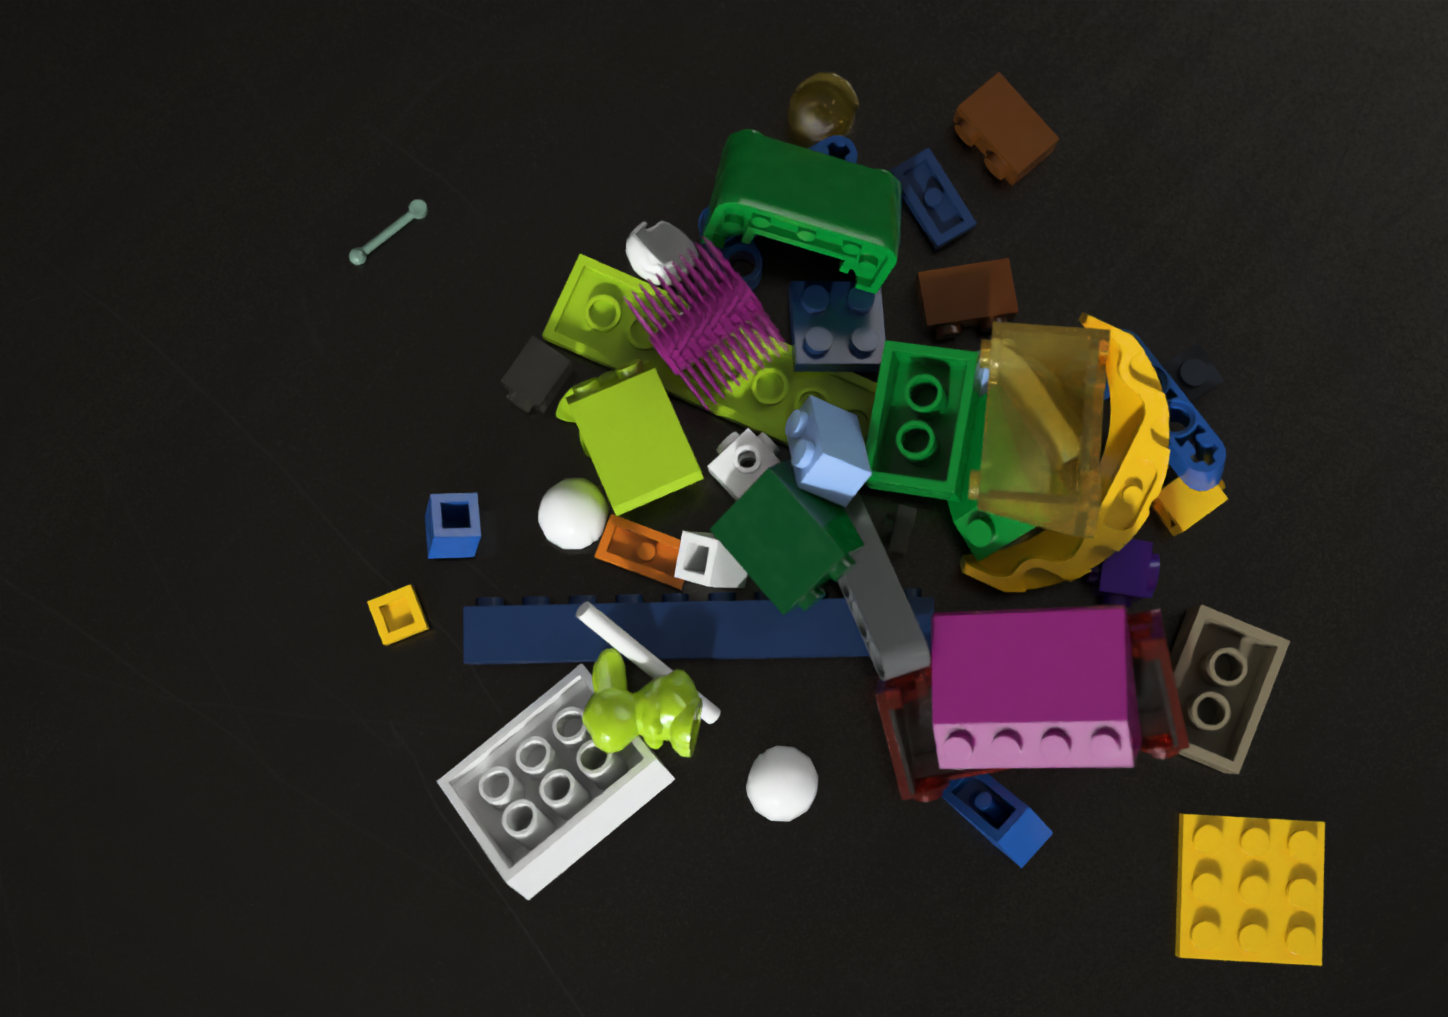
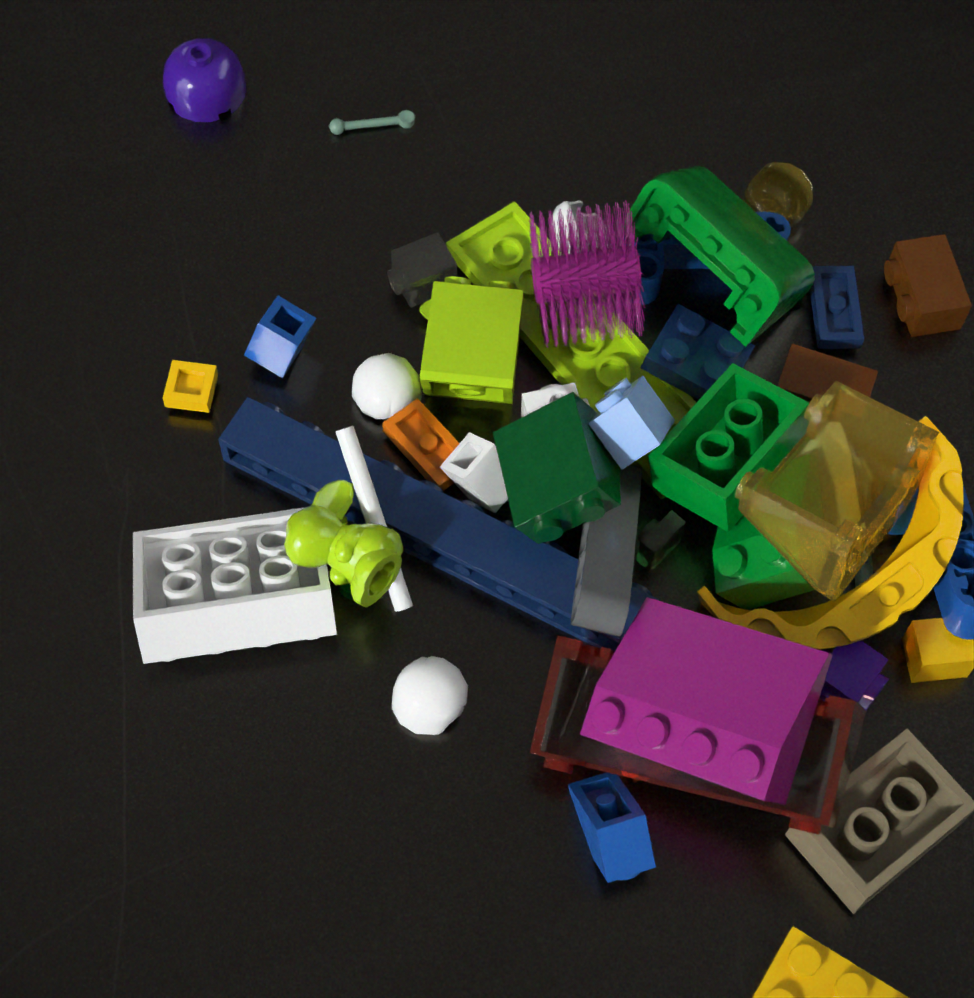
camera: 25 degrees right, 20 degrees down
(199, 280) = (203, 80): none -> dark purple cylinder

